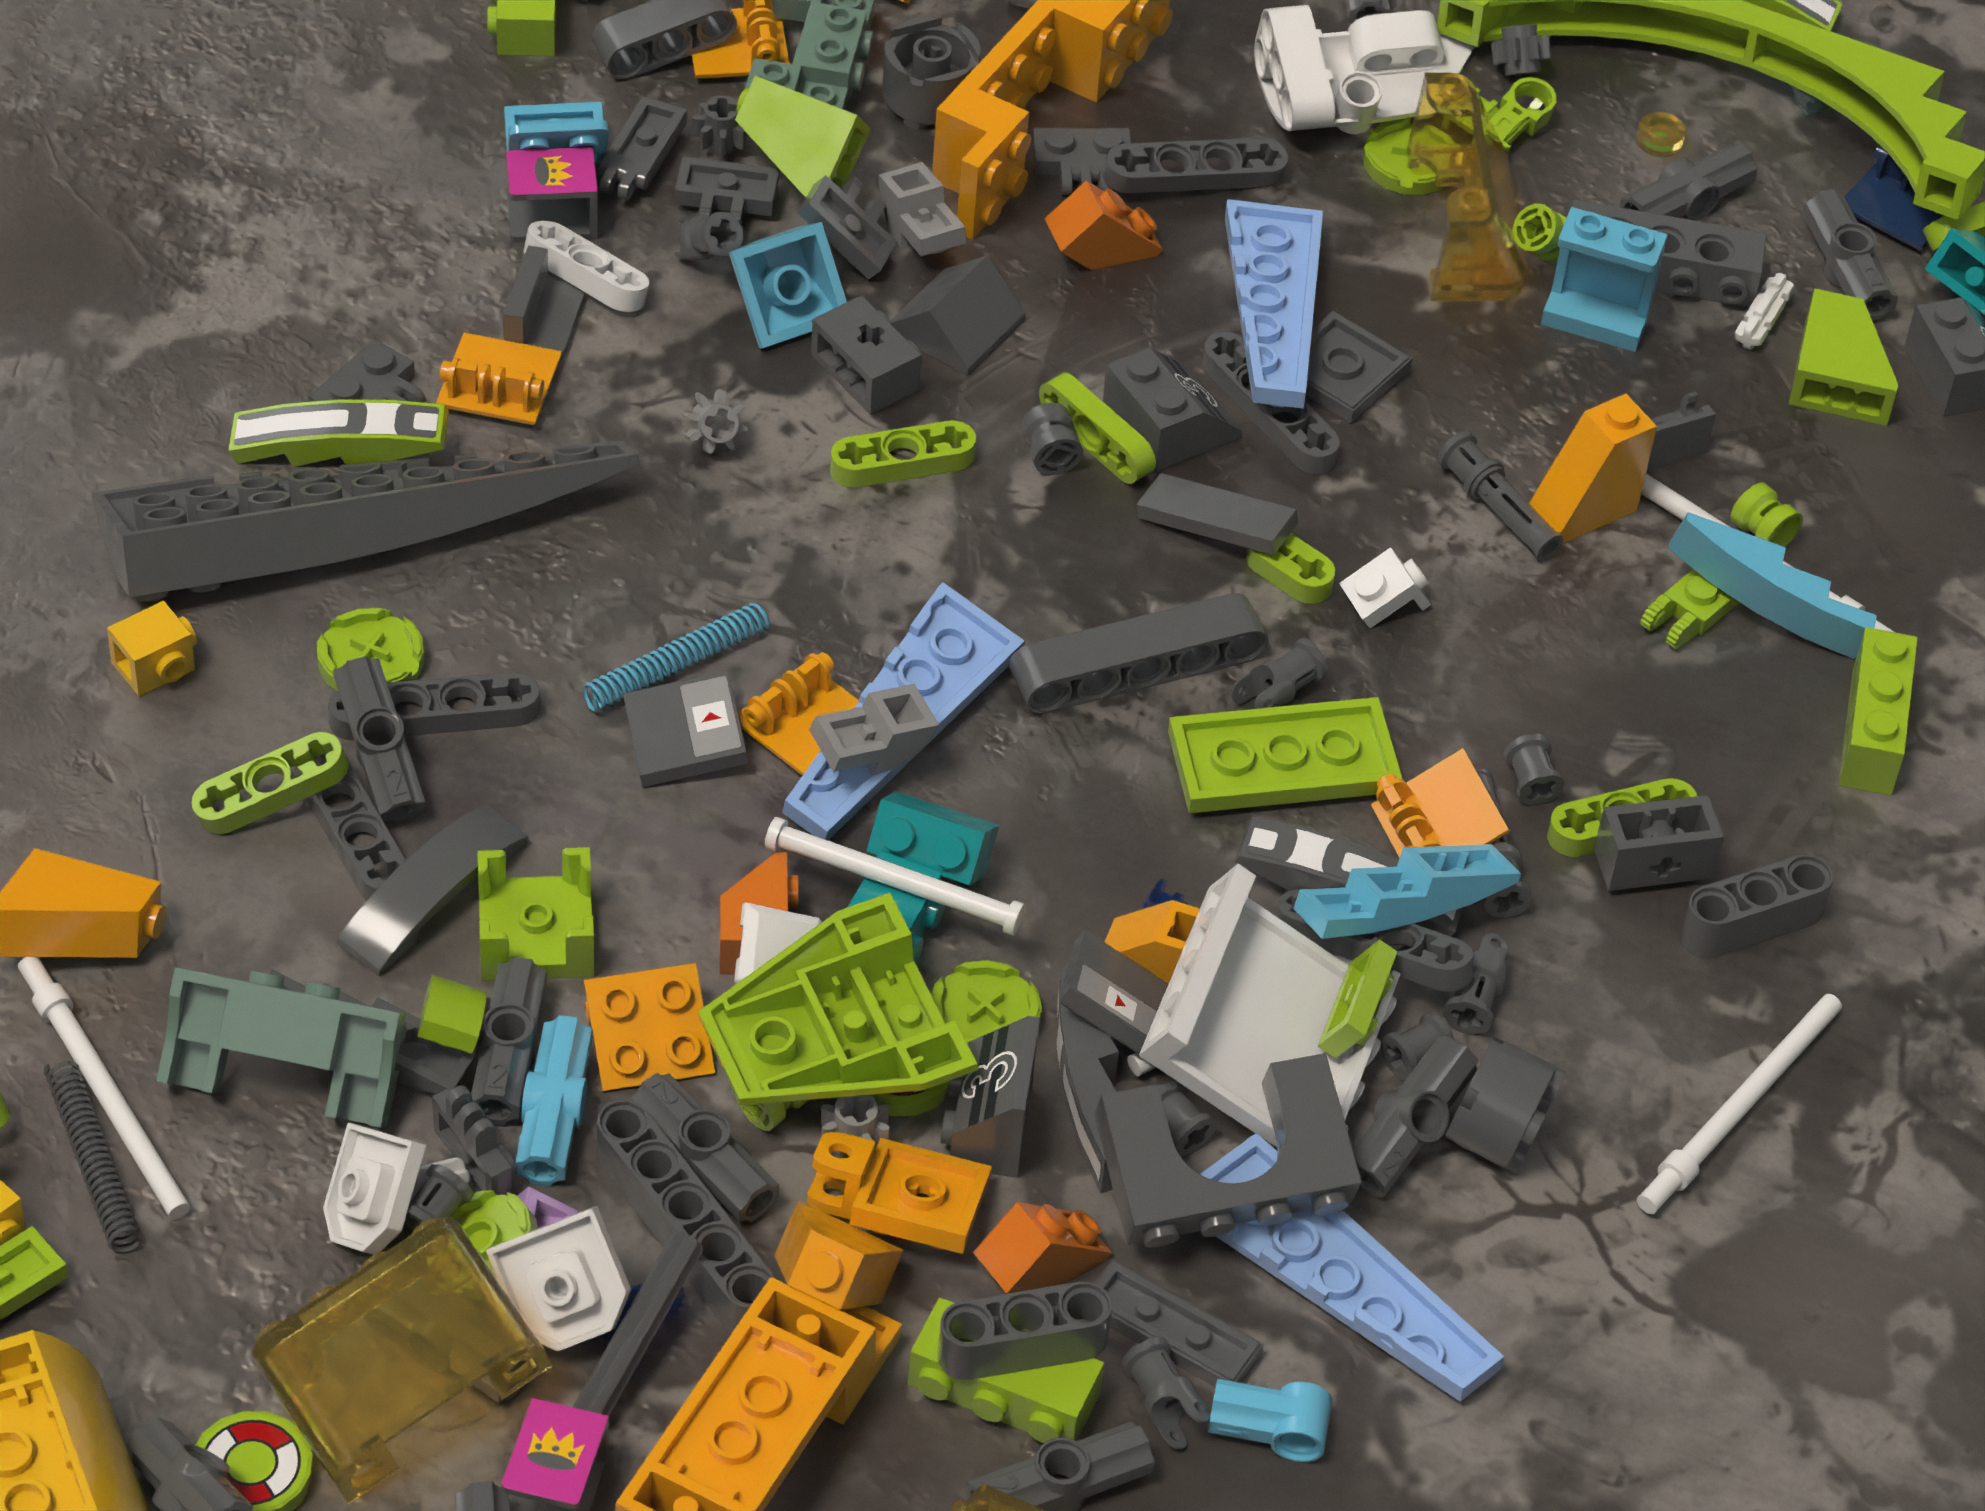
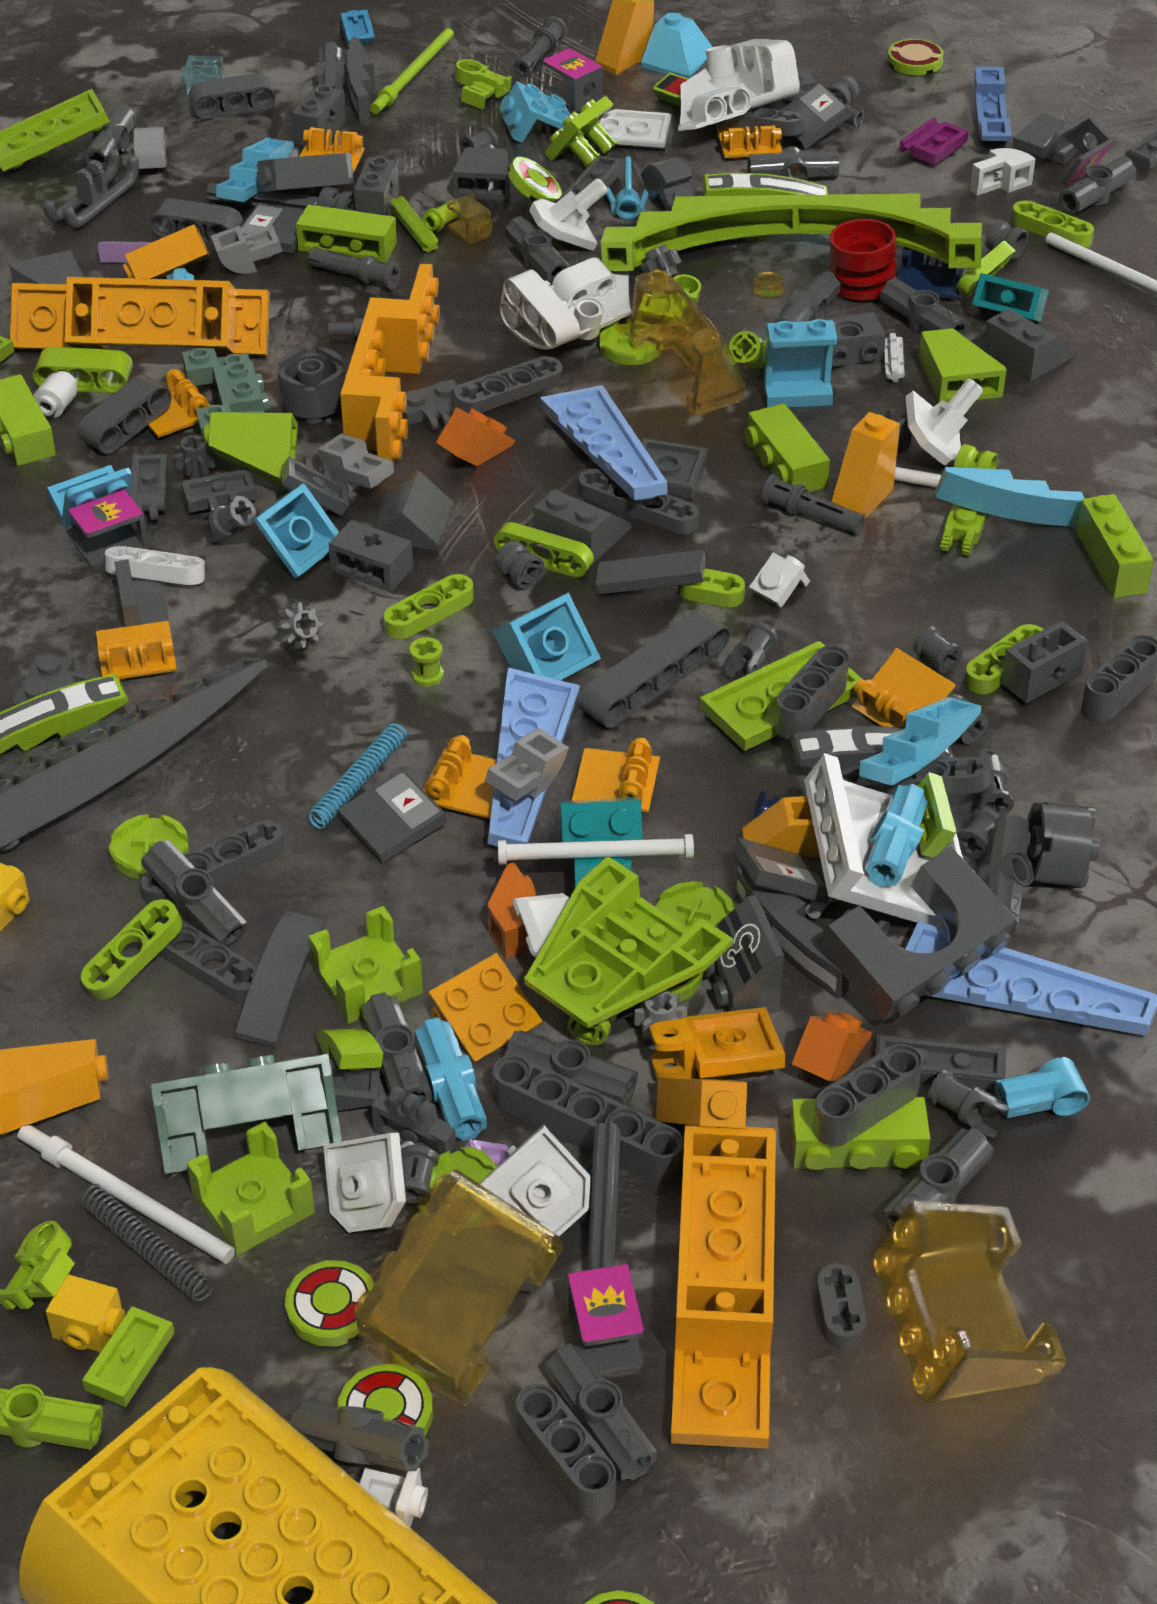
camera: 20 degrees left, 5 degrees down
(243, 1148) = (253, 1194): none -> lime panel
(248, 1302) = (324, 1300): none -> tile
(849, 527) = (426, 661): none -> lime bush
(1001, 785) = (618, 774): none -> light orange hinge
(1021, 564) = (548, 640): none -> medium azure slope
(1283, 1008) = (896, 835): none -> medium azure piece
(1311, 767) = (812, 691): none -> dark grey beam
(1516, 399) = (787, 447): none -> lime brick
(1744, 445) = (939, 426): none -> white piece
(1805, 142) = (862, 257): none -> red wheel

